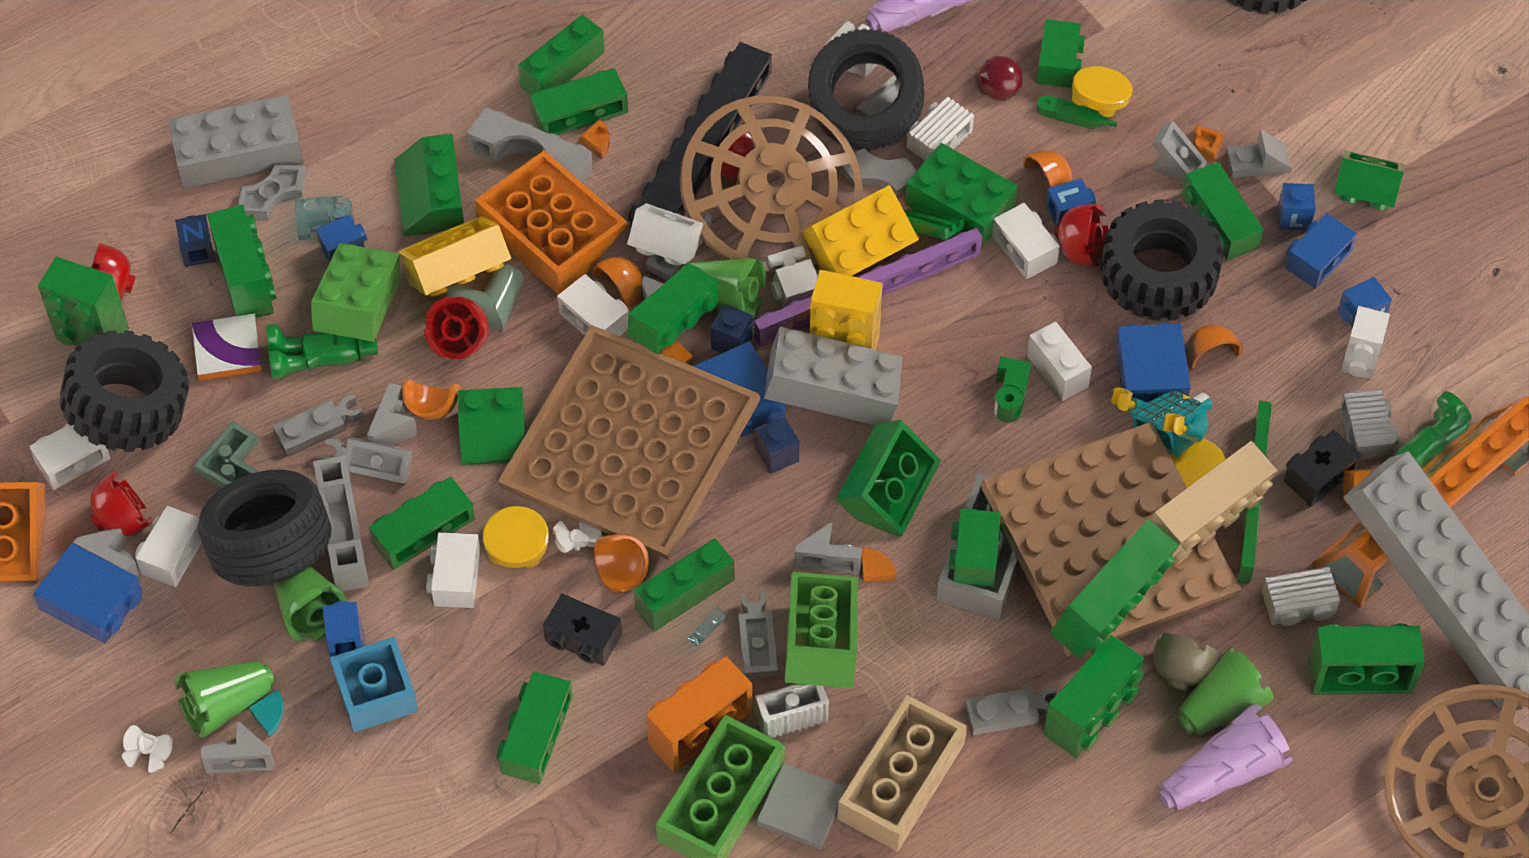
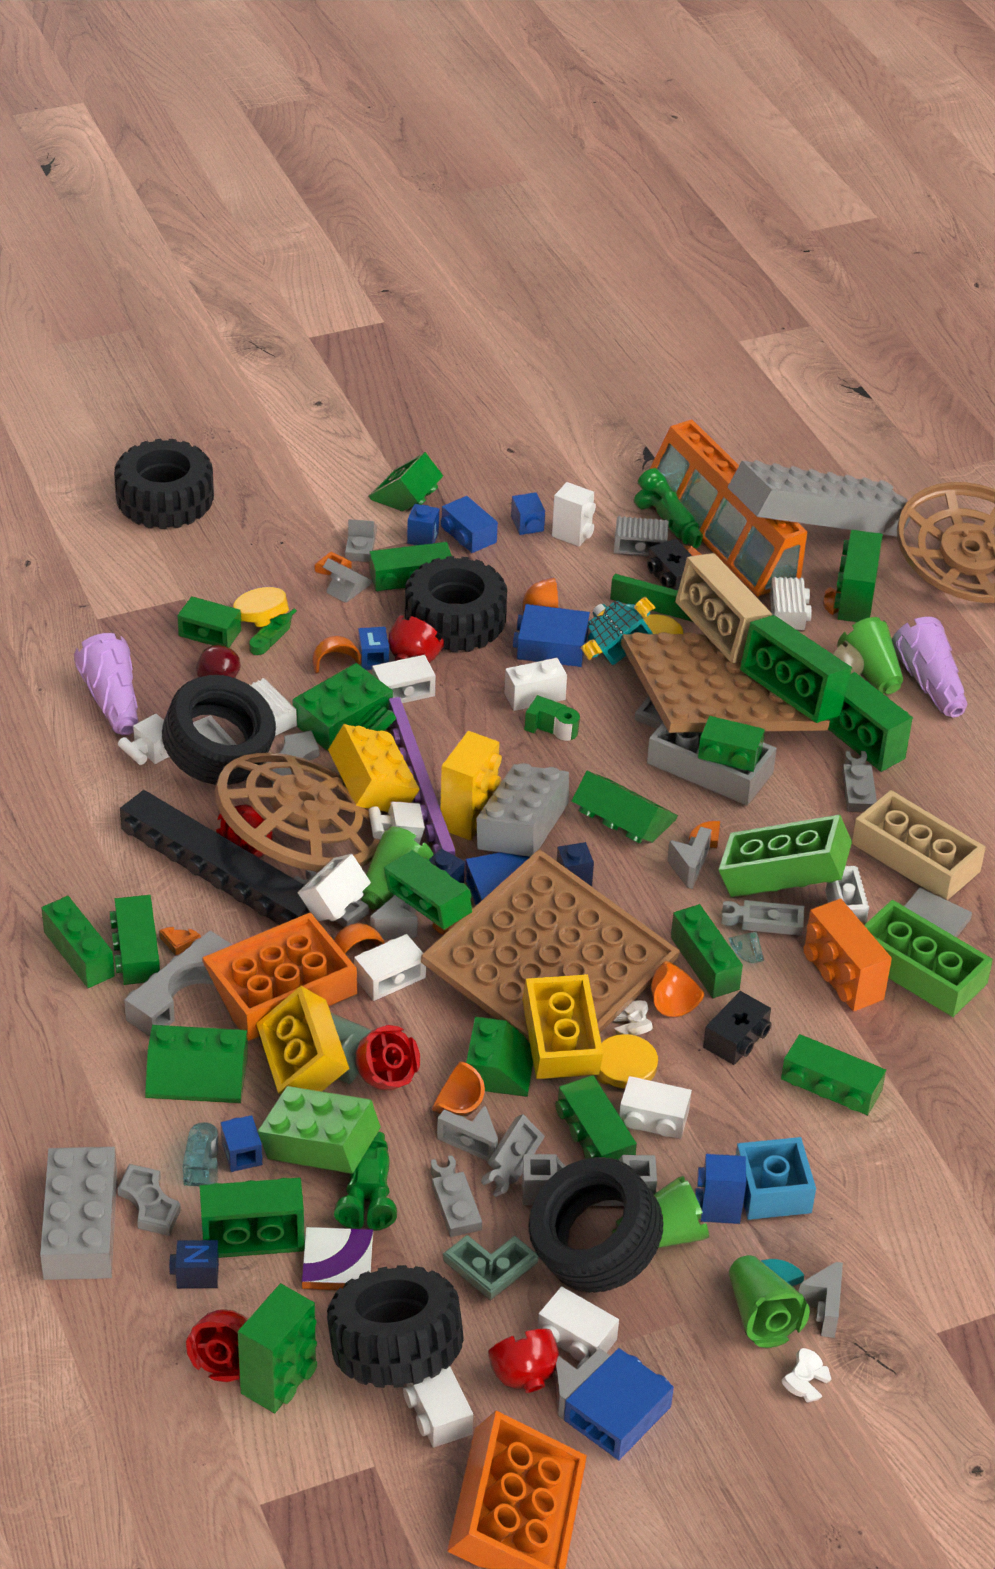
camera: 80 degrees left, 15 degrees down
(517, 459) = (562, 1026): none -> yellow brick

